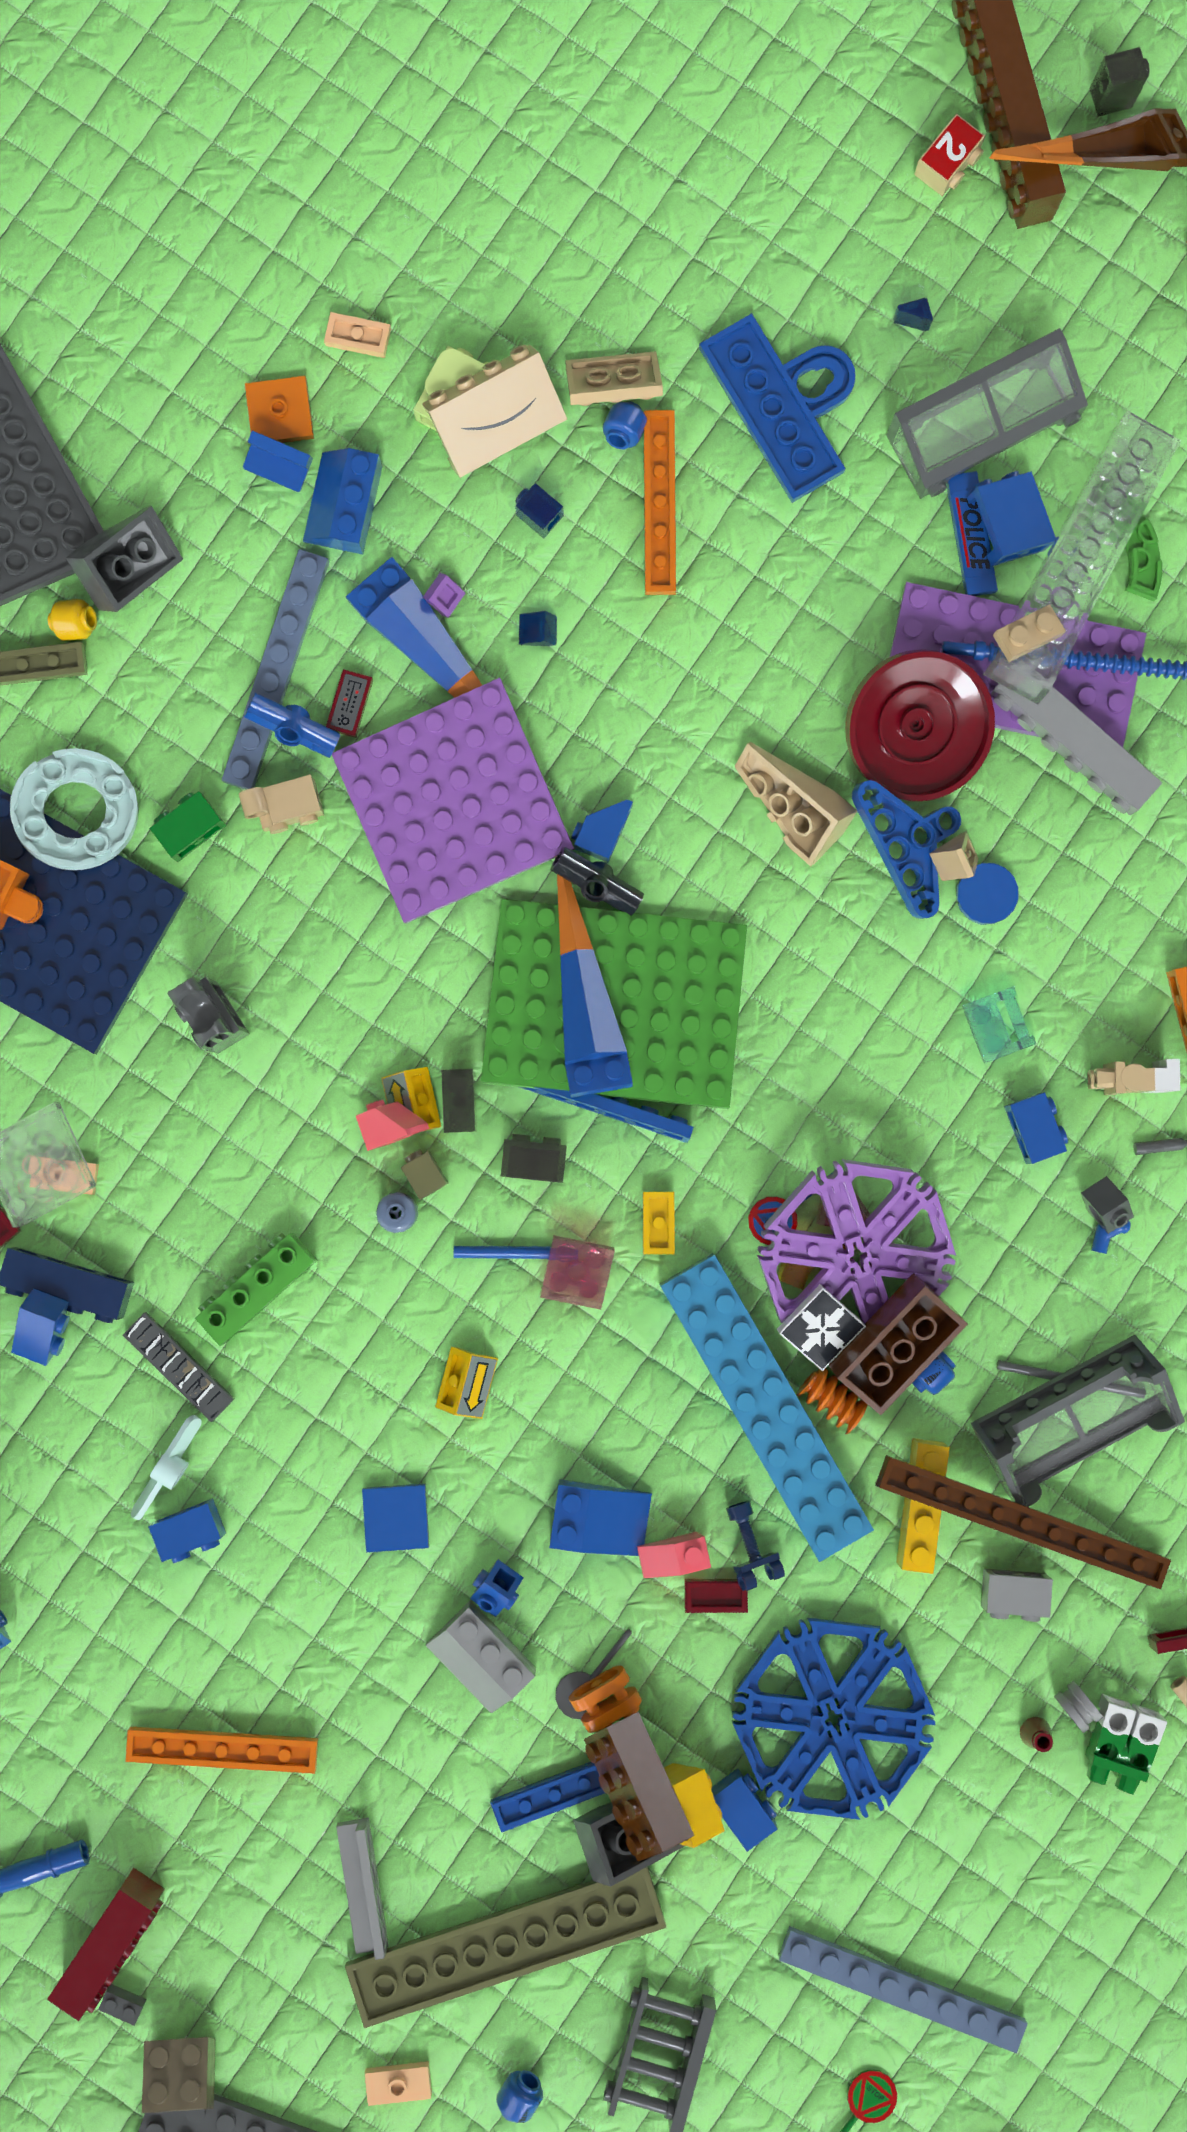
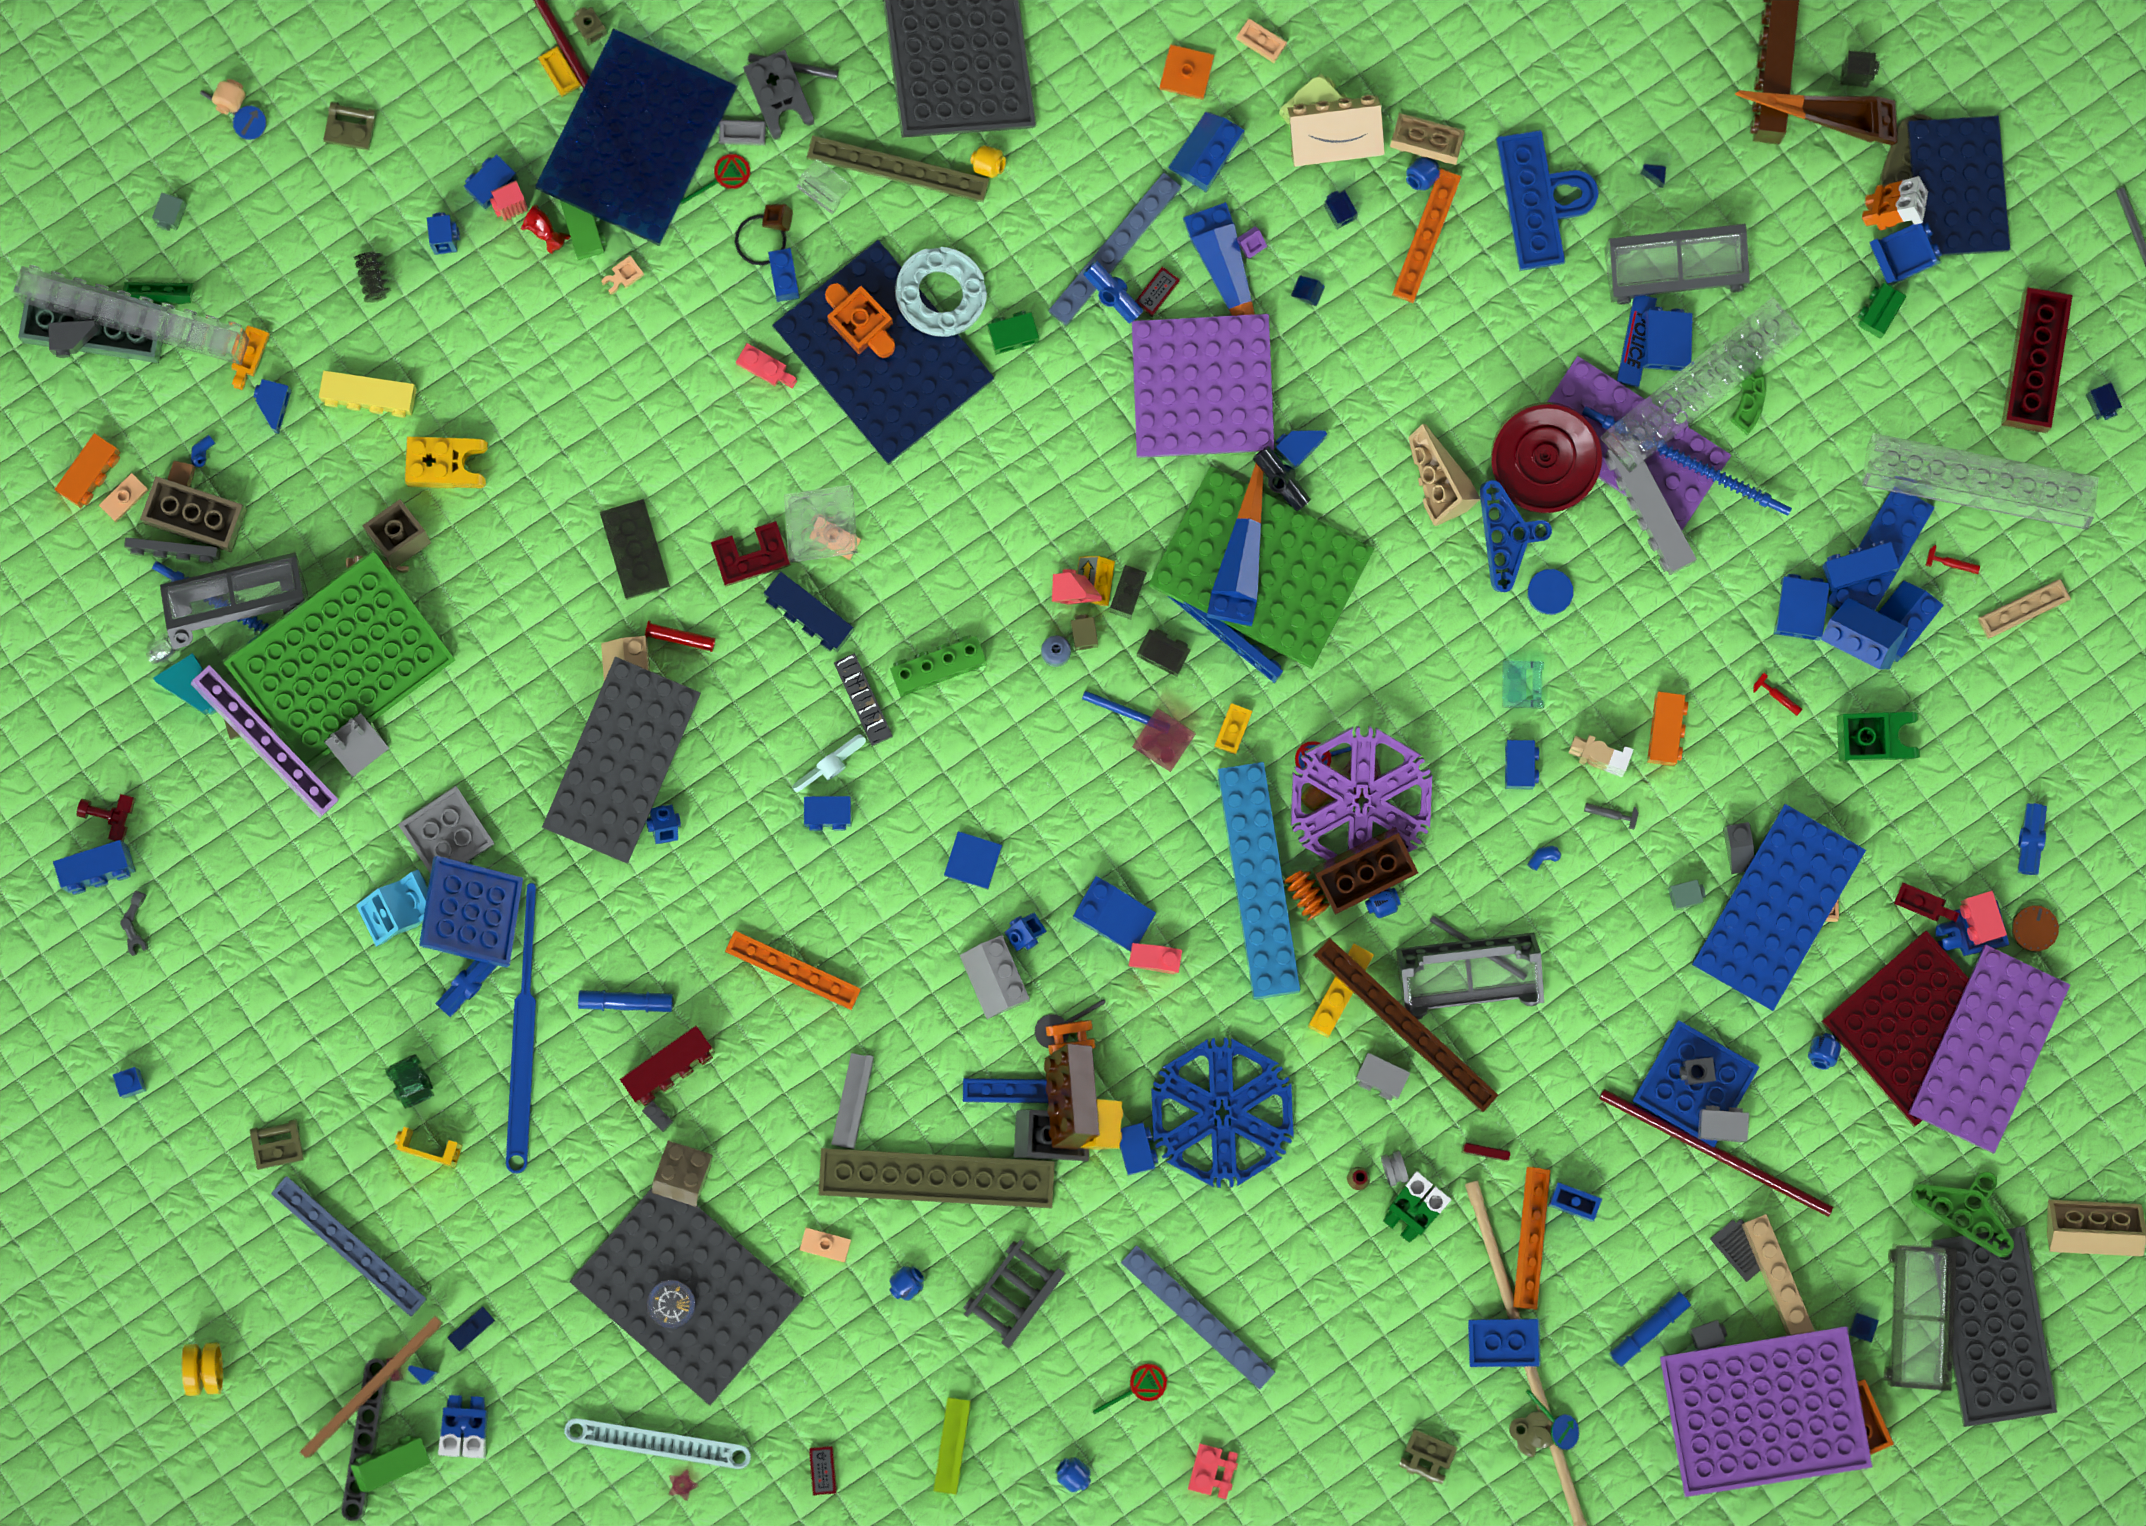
camera: 20 degrees right, 5 degrees down
(40, 1327) = (782, 634): blue brick -> none
(124, 560) = (1041, 135): dark grey slope -> none
(208, 1014) = (981, 466): dark grey brick -> none
(277, 462) = (1171, 107): blue panel -> none
(283, 804) = (1085, 343): tan hinge -> none
(466, 1383) = (1057, 787): panel -> none
(715, 1596) = (1173, 999): dark red tile -> none
(773, 1567) = (1199, 992): dark blue bar -> none
(821, 1327) = (1317, 839): tile -> none
(949, 155) = (1722, 74): brick -> none
(955, 858) = (1537, 557): tan slope -> none
(1029, 633) = (1638, 421): tan plate -> none
(1107, 1205) = (1548, 834): dark grey brick -> none

